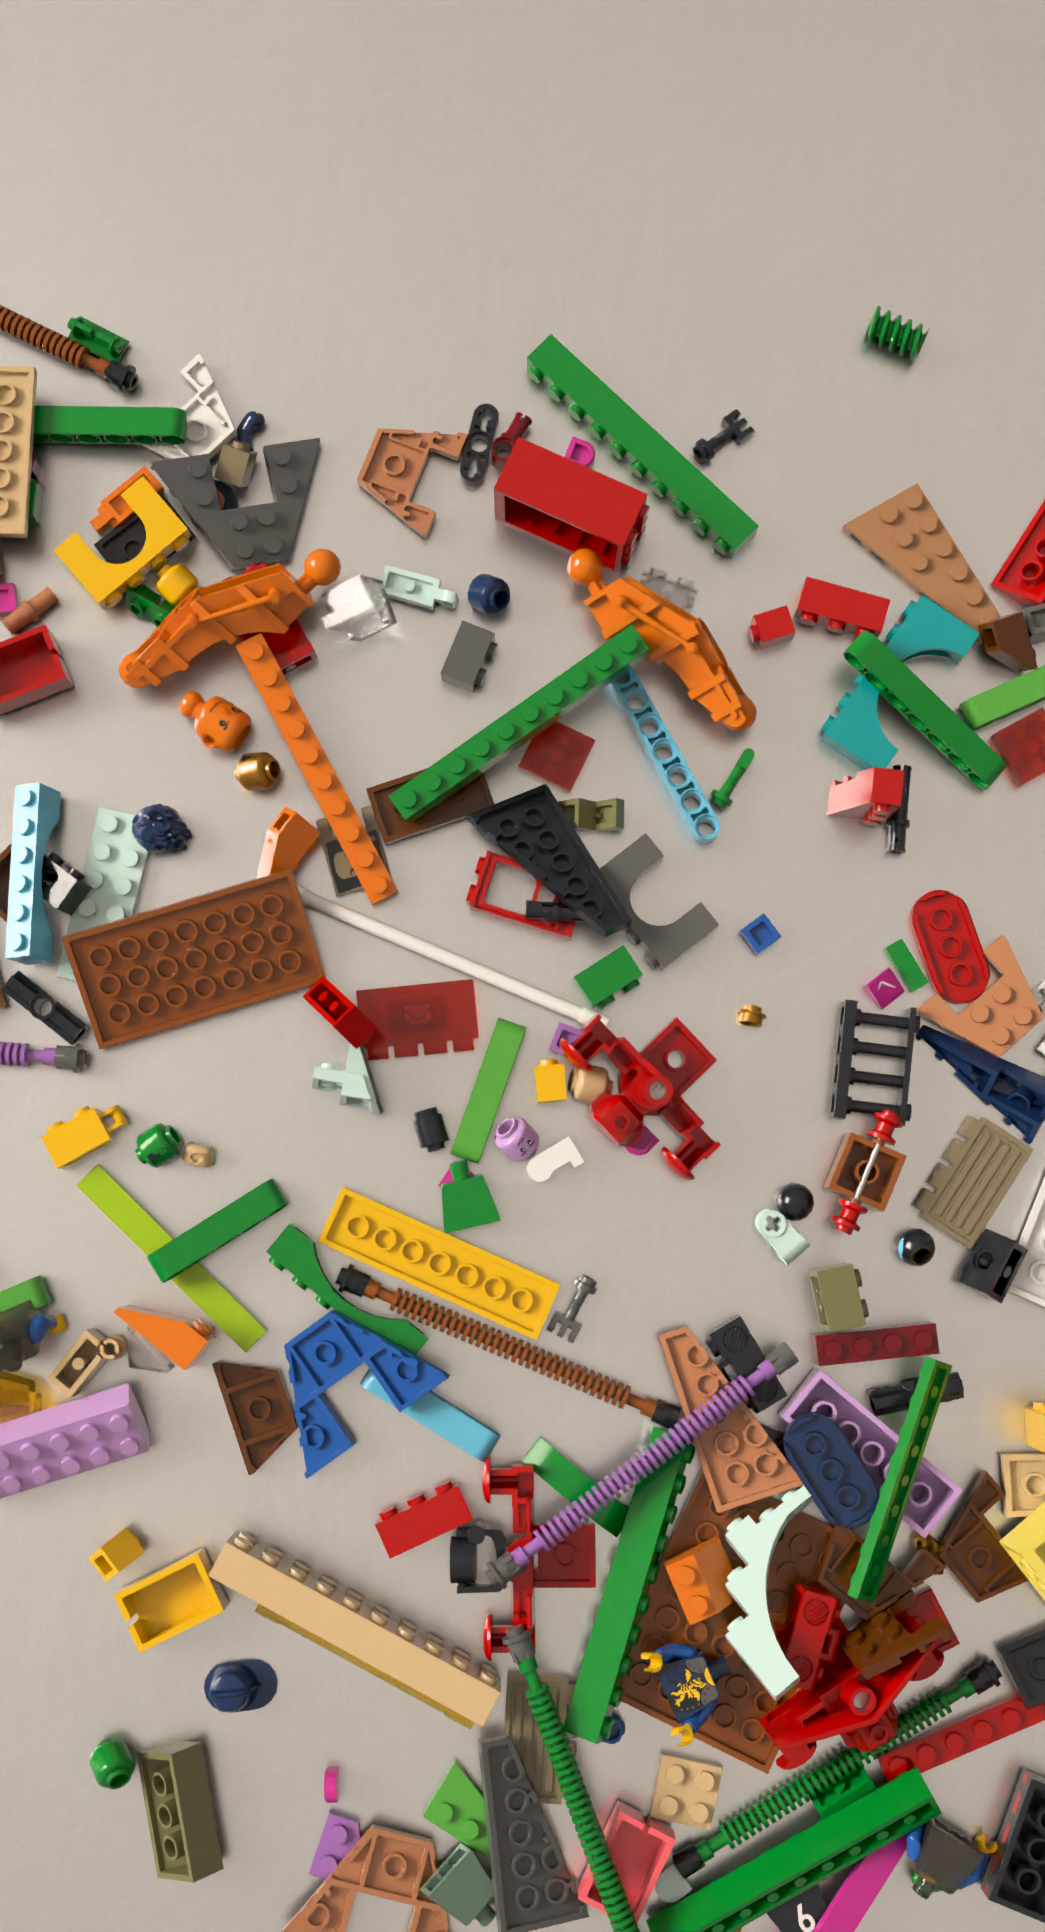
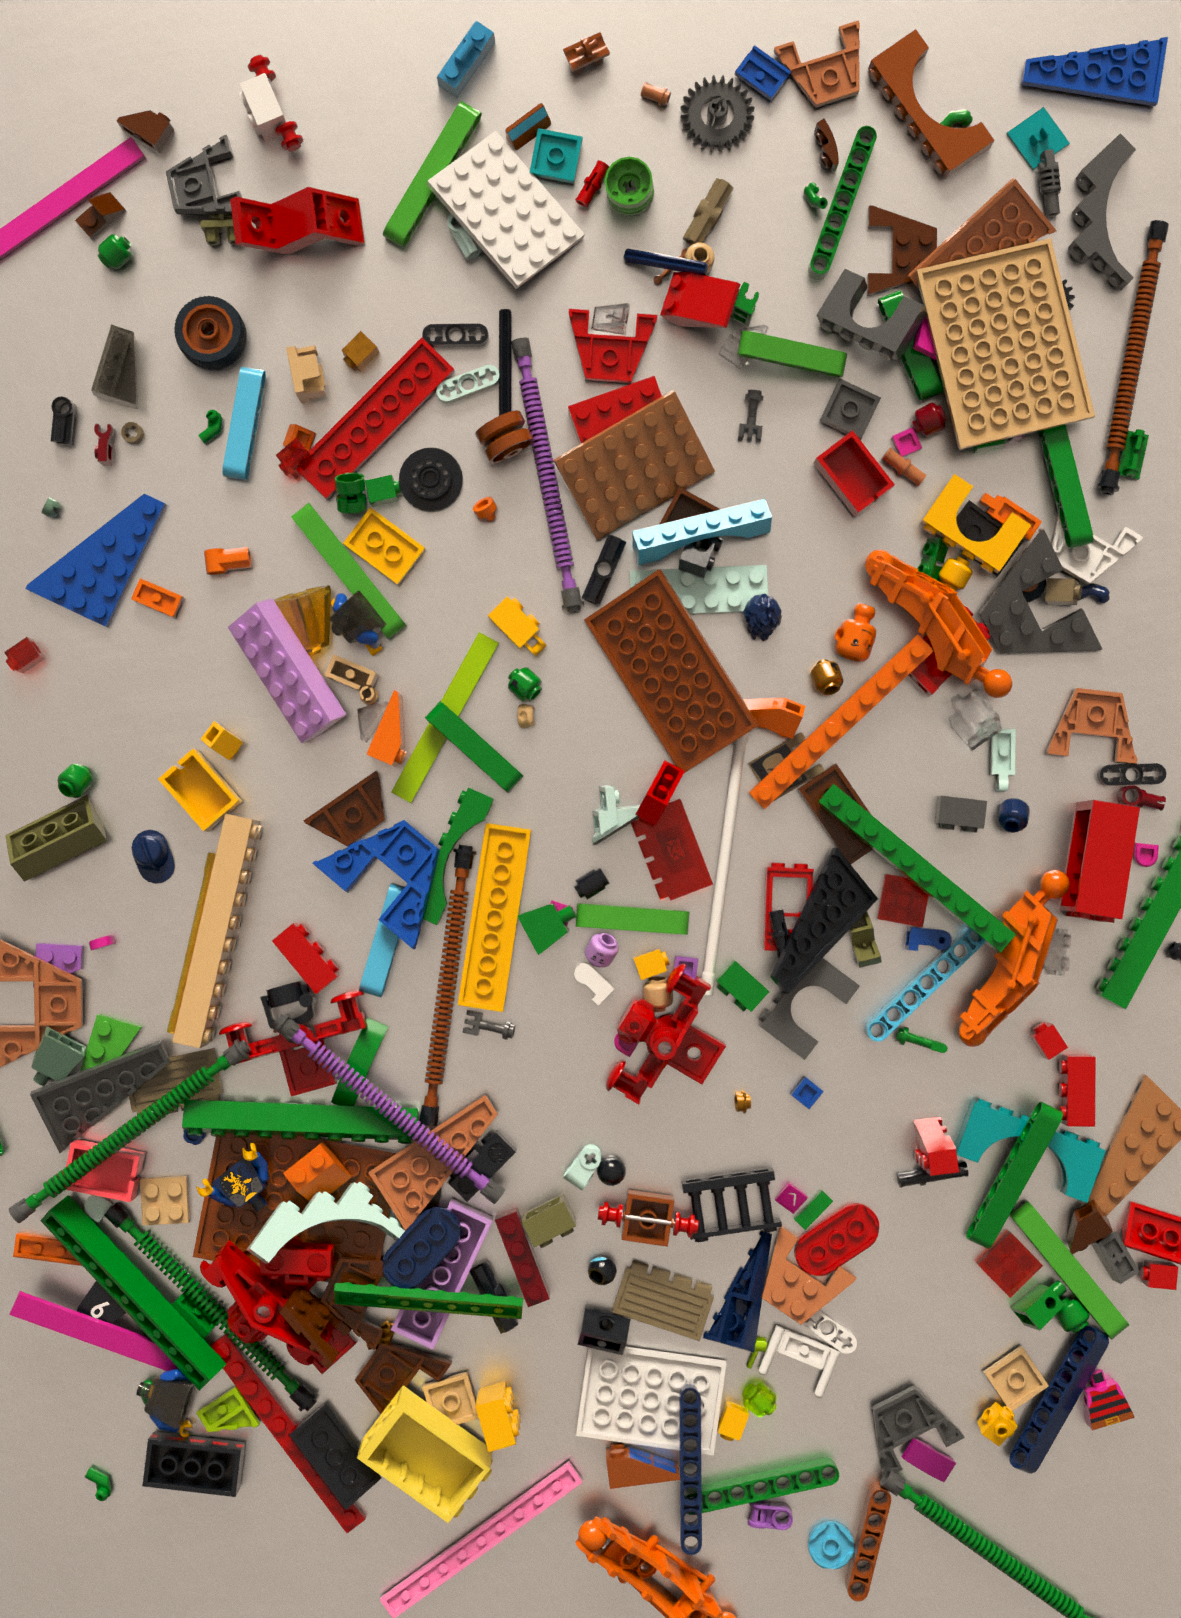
camera: 75 degrees right, 5 degrees up
(611, 730) = (935, 938): none -> blue leg
(978, 1781) = (228, 1412): none -> lime wing

